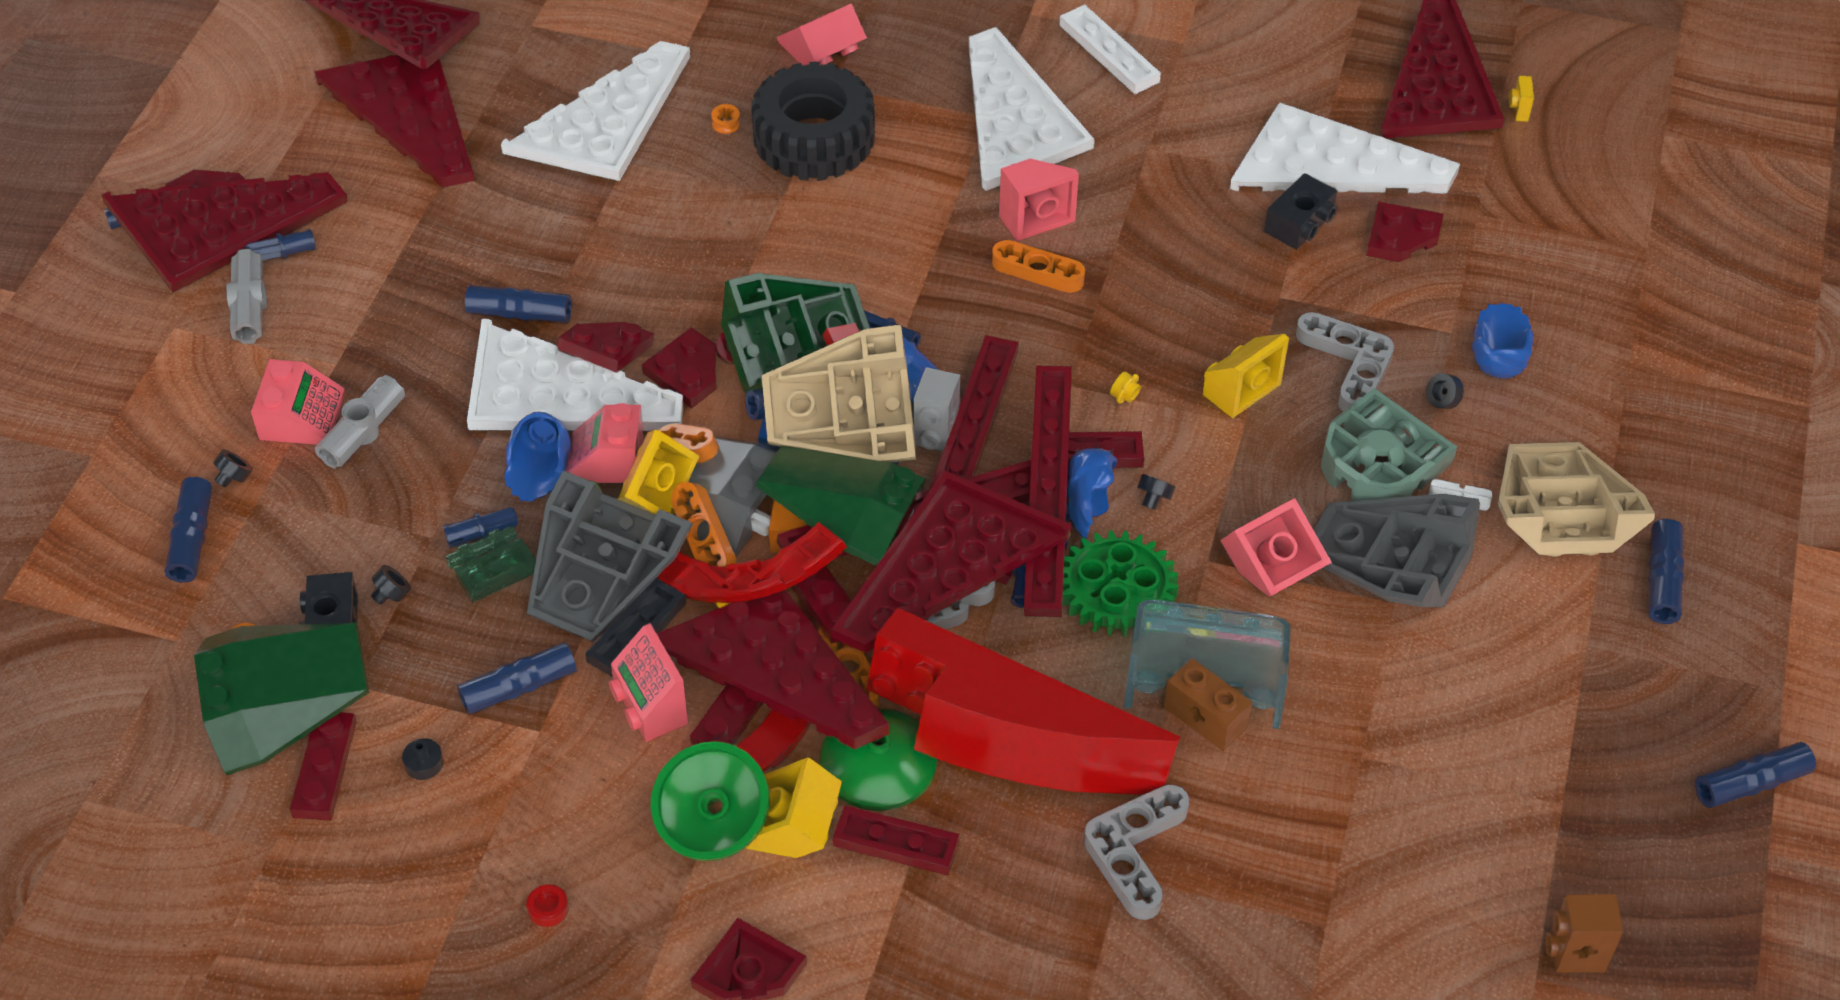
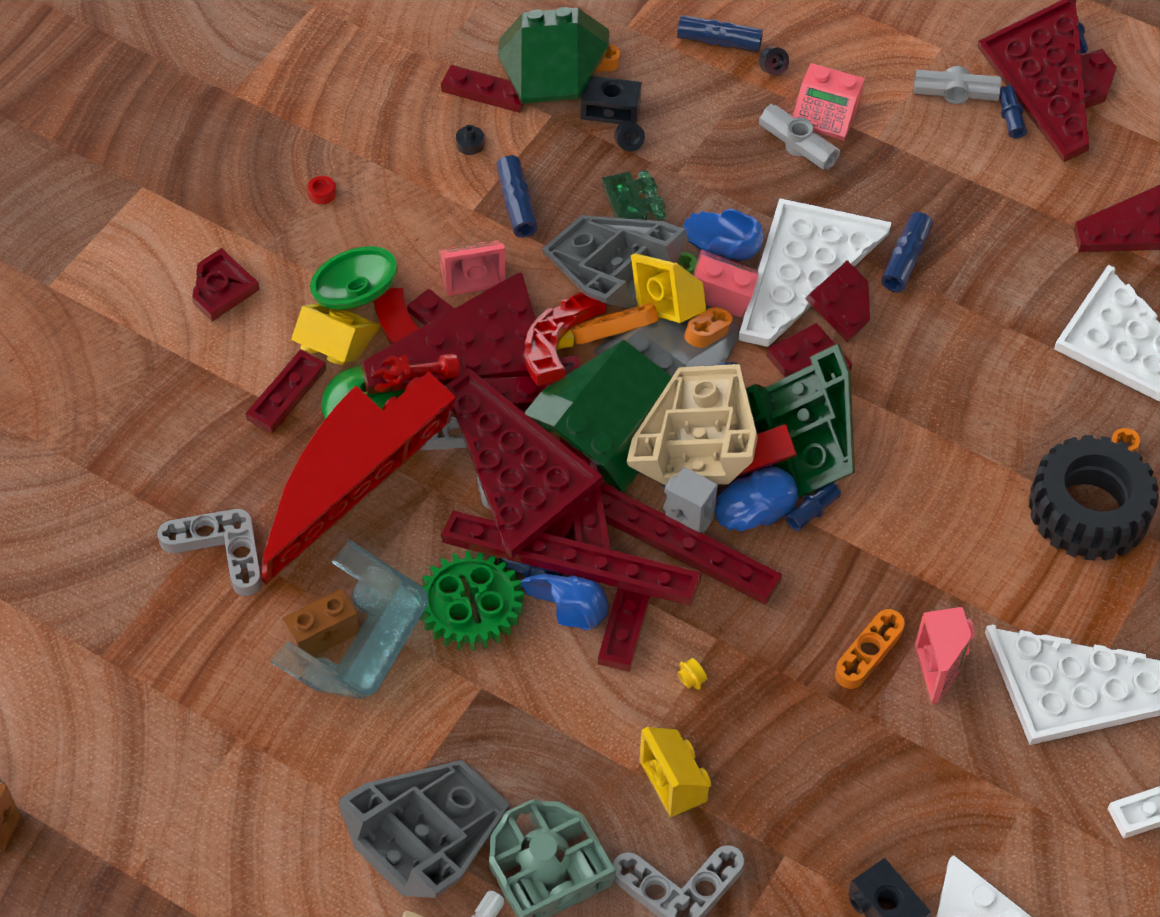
camera: 105 degrees right, 5 degrees up
(478, 526) = (672, 196): dark blue axle -> none
(654, 606) = (539, 272): black plate -> none
(874, 668) = (446, 366): none -> red bar
(1155, 489) = (564, 660): black tile -> none
(1276, 549) = (460, 727): coral slope -> none

